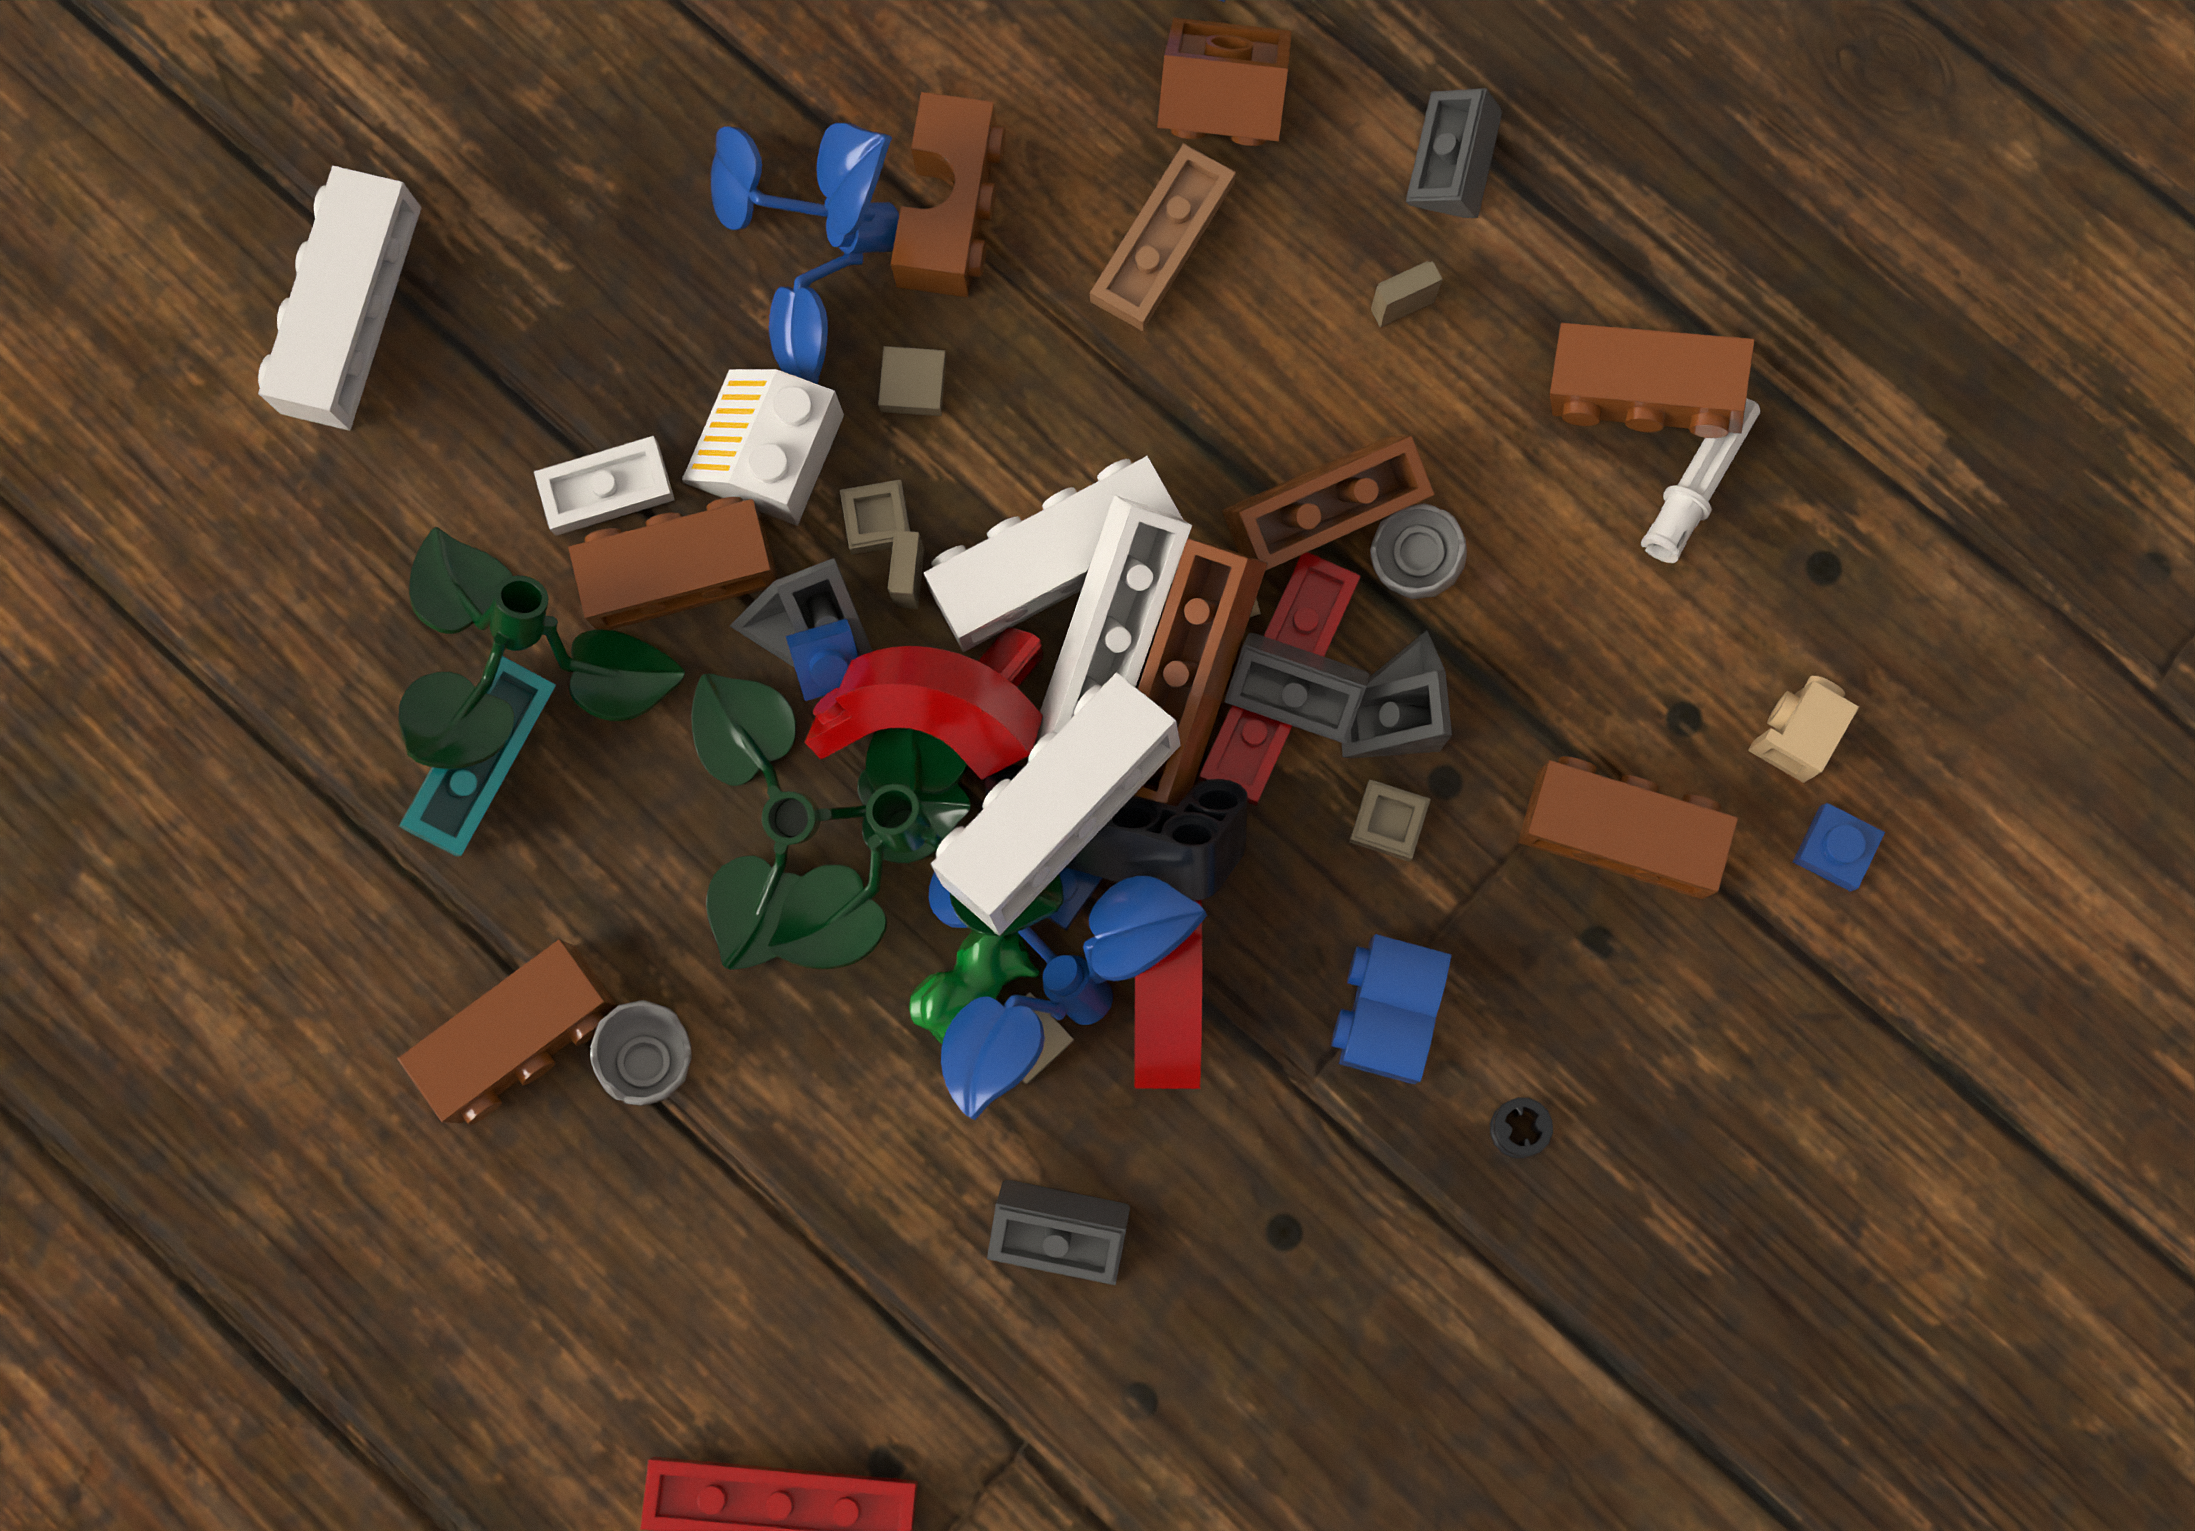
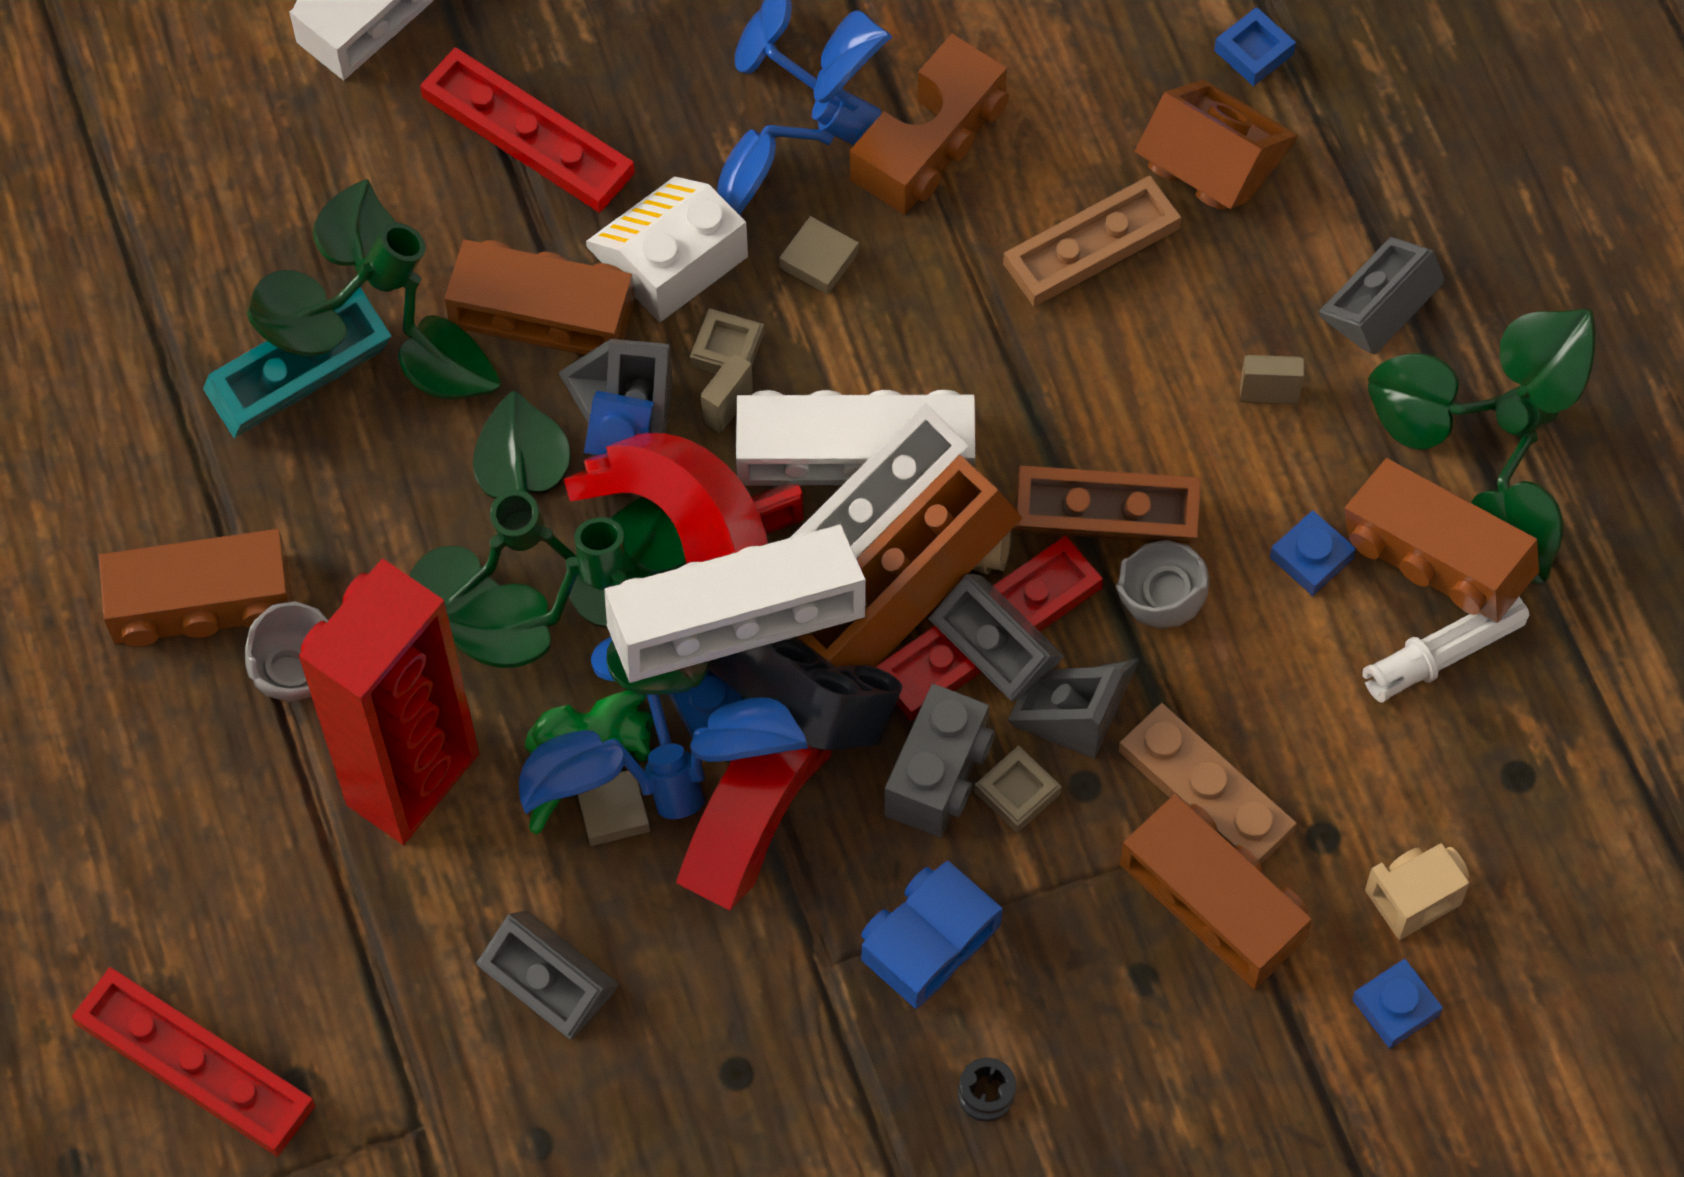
camera: 25 degrees right, 15 degrees down
(560, 394) = (527, 129): none -> red plate
(604, 485) = (520, 214): white plate -> none
(784, 1097) = (390, 699): none -> red brick
(1309, 837) = (937, 760): none -> dark grey brick
(1530, 446) = (1312, 553): none -> blue plate
(1557, 726) = (1190, 768): none -> medium nougat plate
(1682, 156) = (1552, 363): none -> dark green plant

